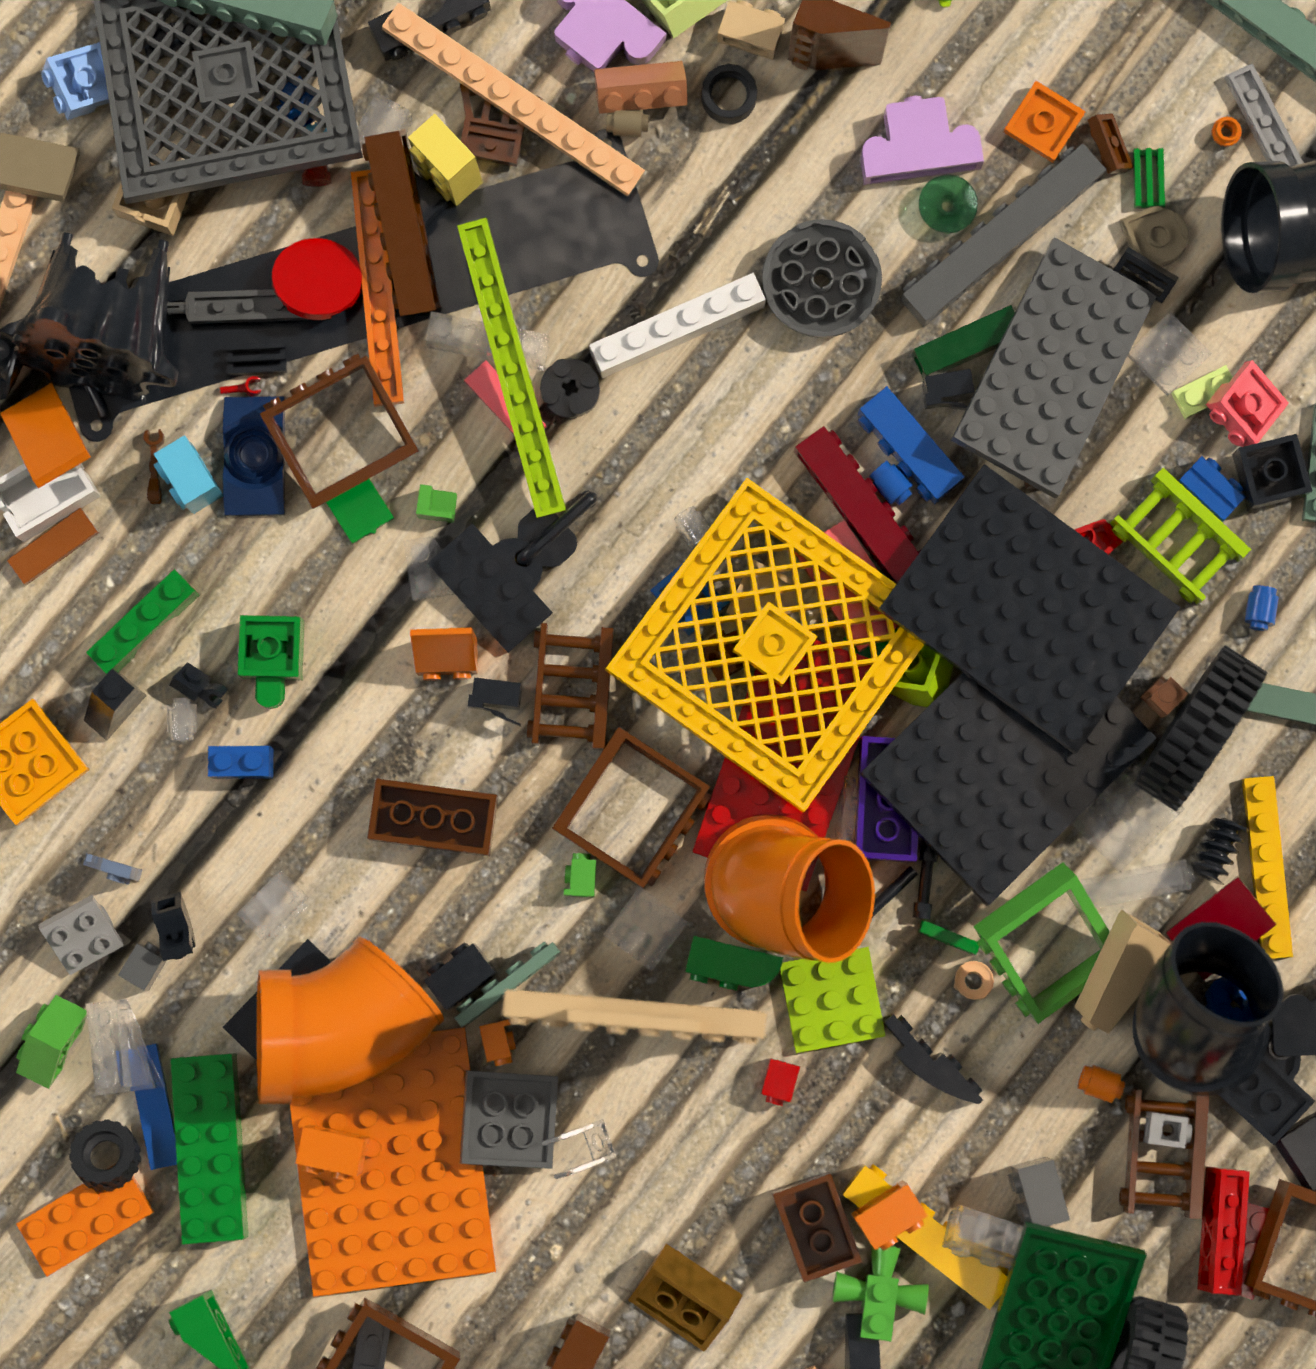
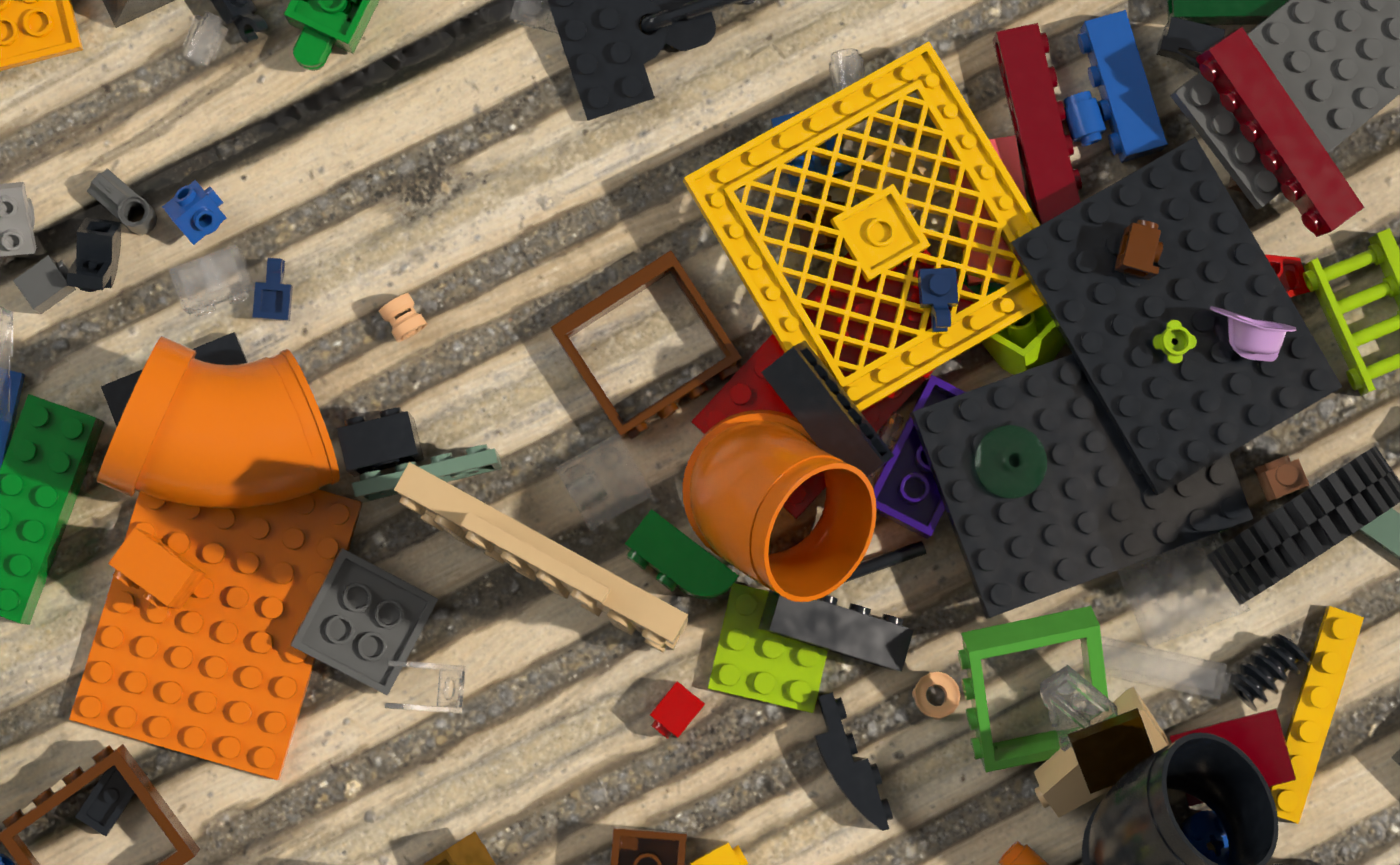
camera: 20 degrees right, 0 degrees up
(116, 871) = (60, 167): sand blue wing -> none
(173, 875) = (122, 201): none -> dark grey piece
(235, 858) = (195, 211): none -> blue brick
(240, 762) = (247, 111): blue brick -> none
(325, 898) = (273, 298): none -> dark blue plate
(433, 817) = (427, 260): reddish brown brick -> none
(438, 874) = (403, 317): none -> light nougat wheel
(444, 653) = (518, 86): orange slope -> none
(495, 694) = (553, 158): black piece -> none
(498, 1042) = (389, 533): orange brick -> none
(581, 876) = (559, 394): bright green brick -> none
(595, 703) = (658, 216): reddish brown fence -> none
(796, 801) = (826, 409): none -> black brick
(841, 670) = (939, 292): none -> dark blue plate
(879, 963) = (839, 629): none -> black brick
(922, 908) = (915, 592): black bar -> none
(938, 779) = (994, 467): none -> clear green dish
(948, 937) = (929, 636): green tile -> none
(980, 572) = (1140, 249): none -> reddish brown brick
(1045, 626) = (1174, 331): none -> lime plate
(1047, 434) = (1279, 133): none -> dark red brick
(1084, 944) = (1073, 703): none -> clear wing
(1096, 600) = (1253, 337): none -> lavender piece
(1126, 965) = (1110, 749): none -> dark brown tile

